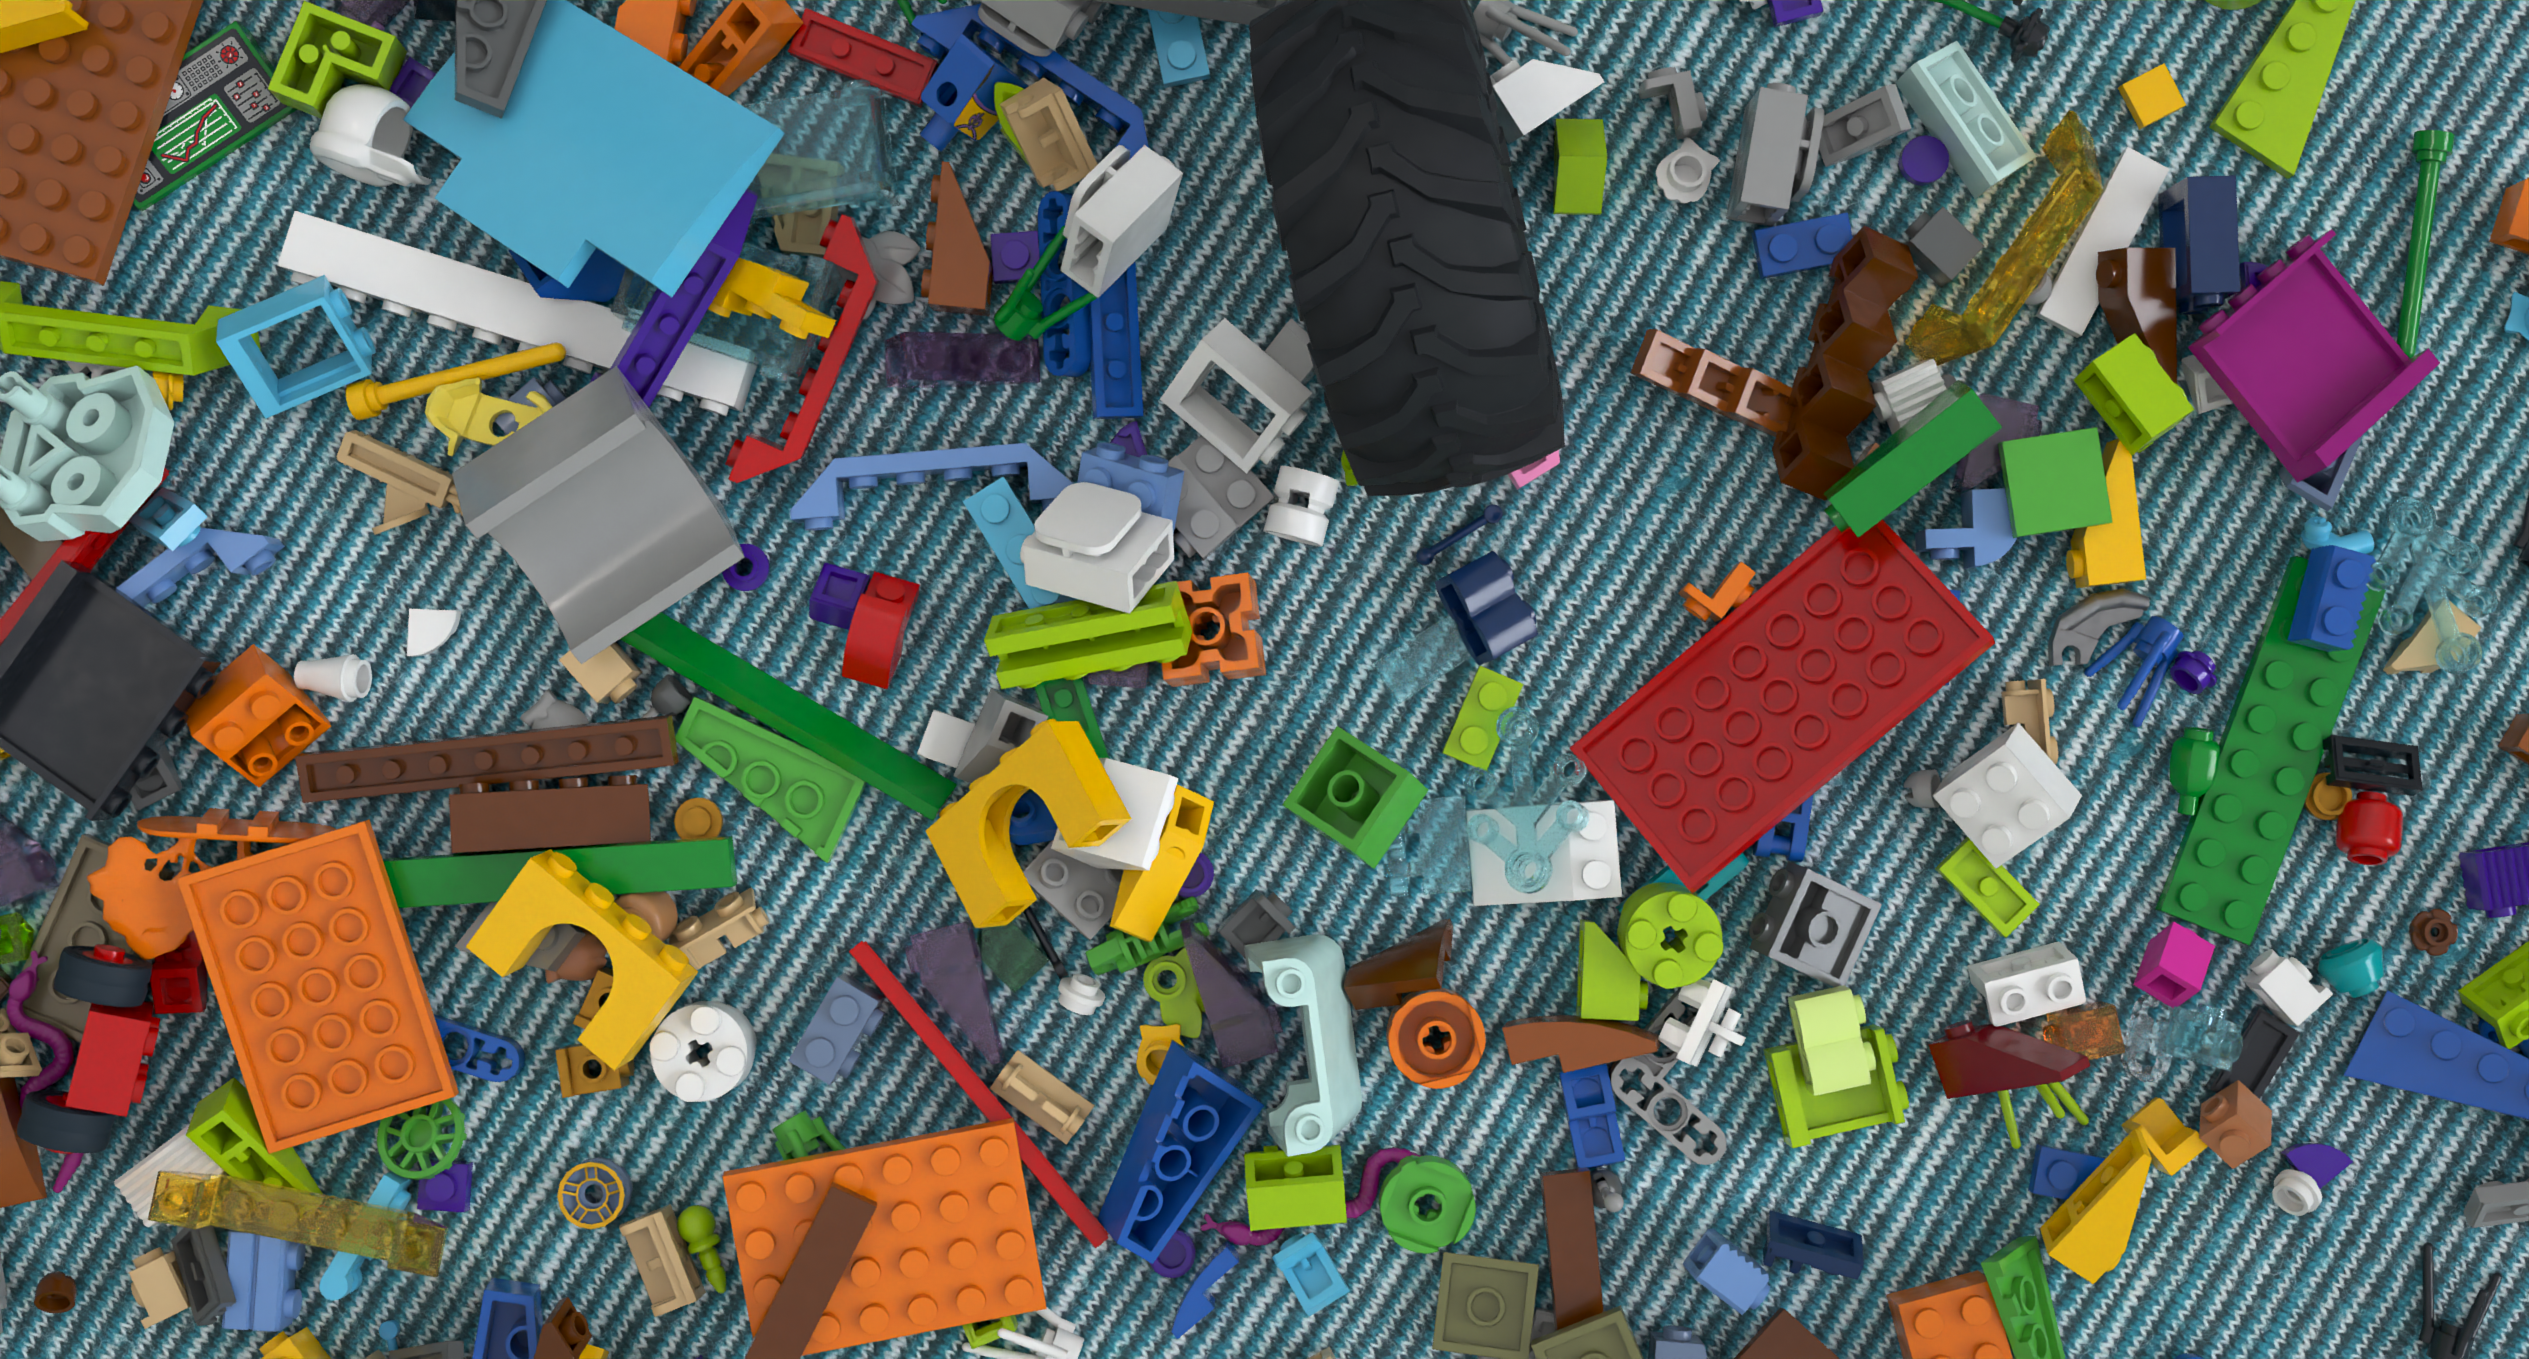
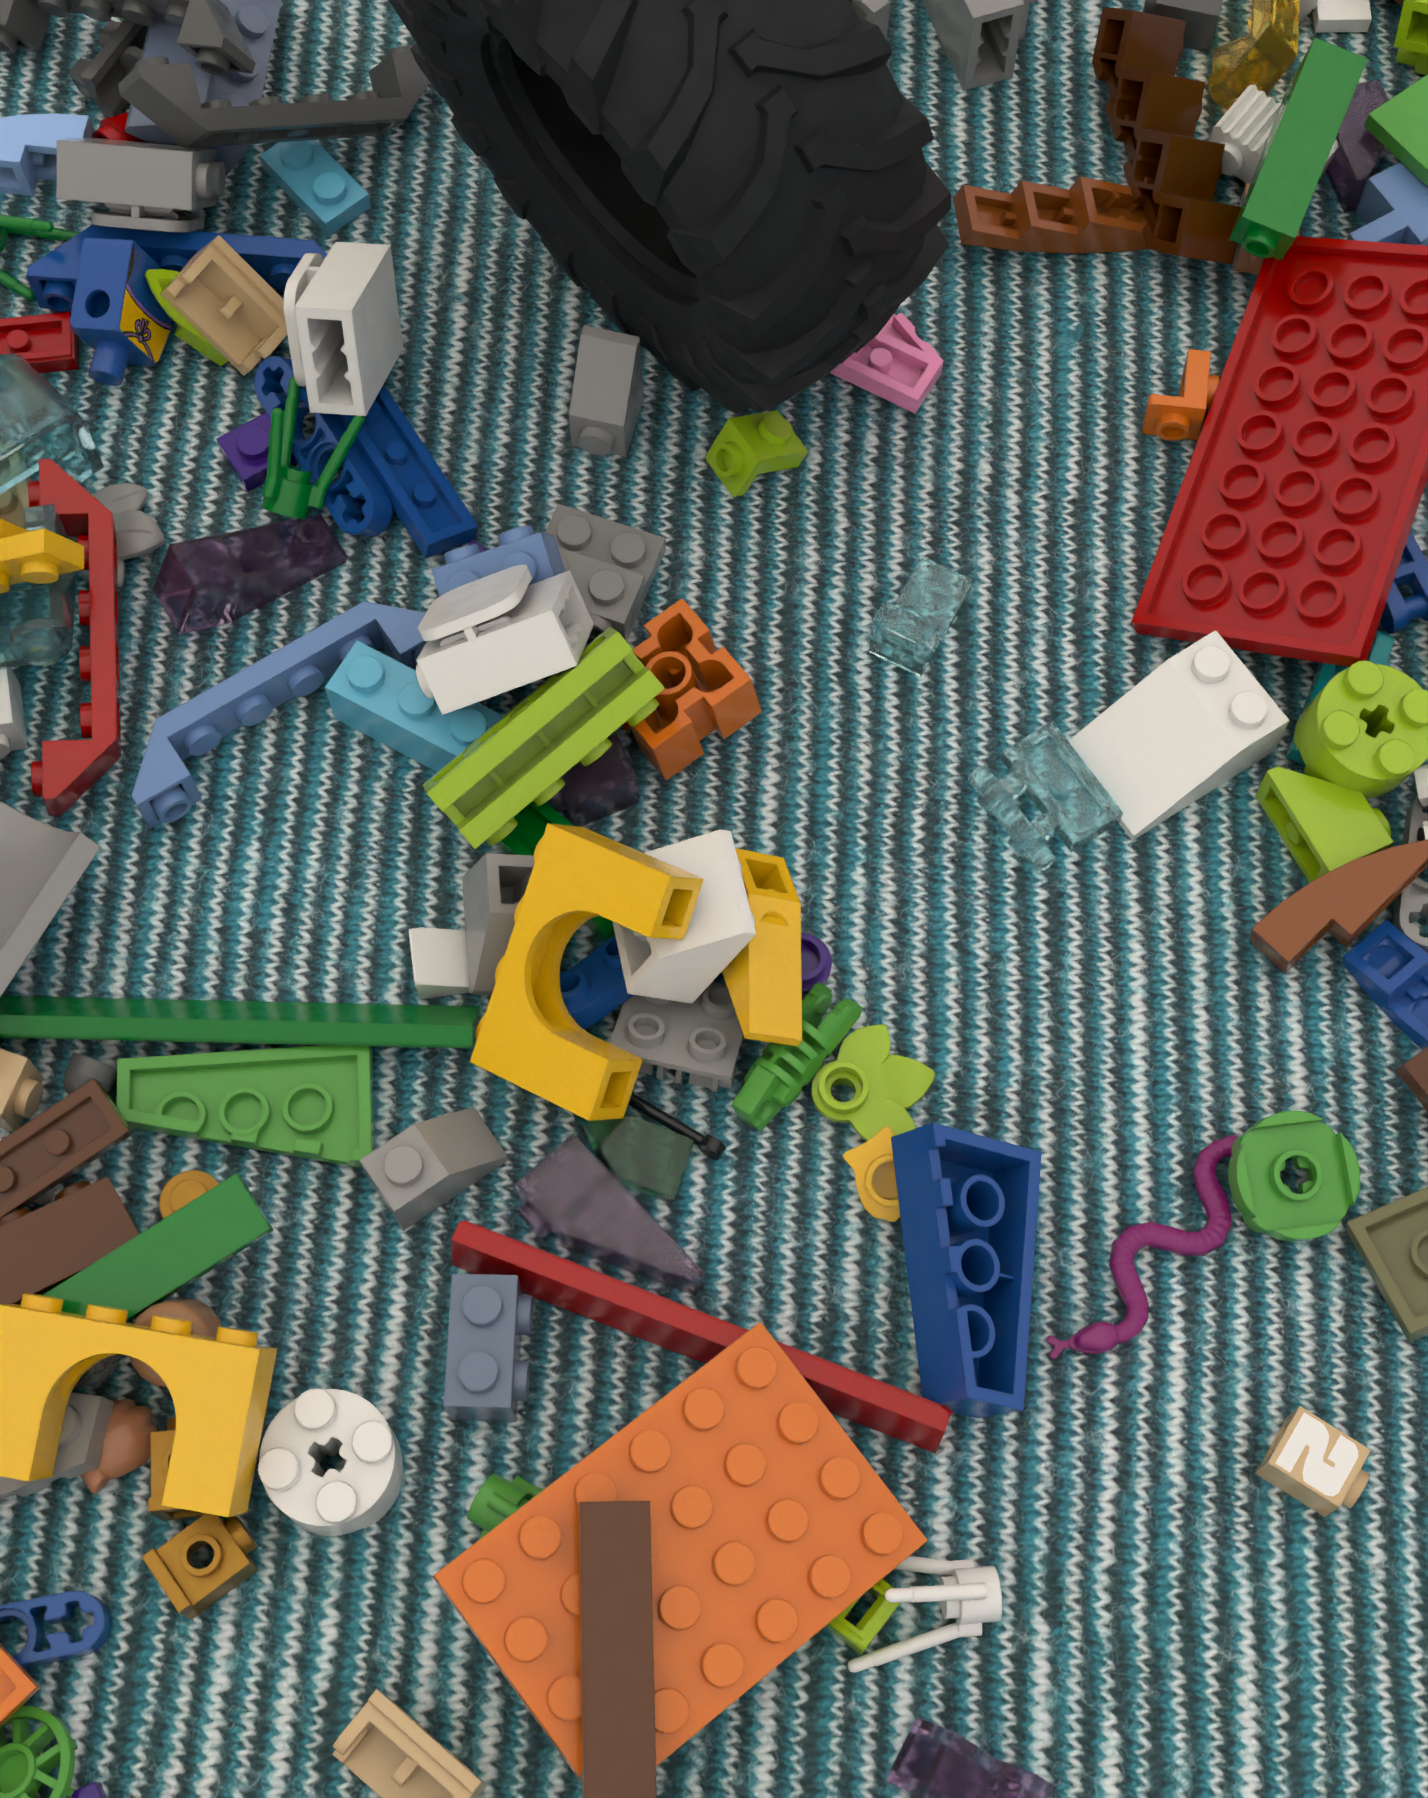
camera: 30 degrees left, 20 degrees down
(582, 1207) = (252, 1718): sand blue wheel -> none
(697, 1227) = (434, 1698): lime bar -> none
(732, 916) = (290, 1292): tan hinge -> none
(759, 573) = (120, 909): dark purple plate -> none
(837, 595) = (235, 879): dark purple slope -> none
(868, 884) = (432, 1164): none -> light grey slope
(878, 630) = (300, 881): red brick -> none
(960, 264) = (198, 469): dark orange slope -> none
(1042, 1097) = (784, 1302): tan hinge -> none
(1080, 994) = (753, 1156): white plate -> none
(1176, 1256) = (1044, 1408): dark purple tile -> none
(1197, 1299) = (1098, 1436): blue slope -> none
(1232, 1002) = (936, 1069): clear purple slope -> none
(1257, 921) = (910, 970): dark grey bracket -> none
(1258, 375) = (510, 442): white window -> none
(1294, 1188) = (1135, 1228): lime brick -> none
(1297, 522) = (699, 526): white wheel -> none
(1310, 1272) = (1211, 1330): medium azure bracket -> none
(1312, 975) = (996, 977): light aqua windscreen -> none
(1355, 797) = (937, 770): bright green brick -> none
(1402, 968) = (1085, 950): reddish brown slope -> none
(1459, 1050) = (1163, 956): orange brick -> none
(1474, 730) = (1020, 645): lime plate -> none
(1487, 608) = (961, 530): dark blue brick -> none
(1491, 515) = (903, 453): dark blue hinge -> none
(1526, 807) = (1127, 689): clear light blue plant -> none
(1686, 173) = (907, 63): white animal -> none
(1800, 245) = (1050, 75): blue plate -> none

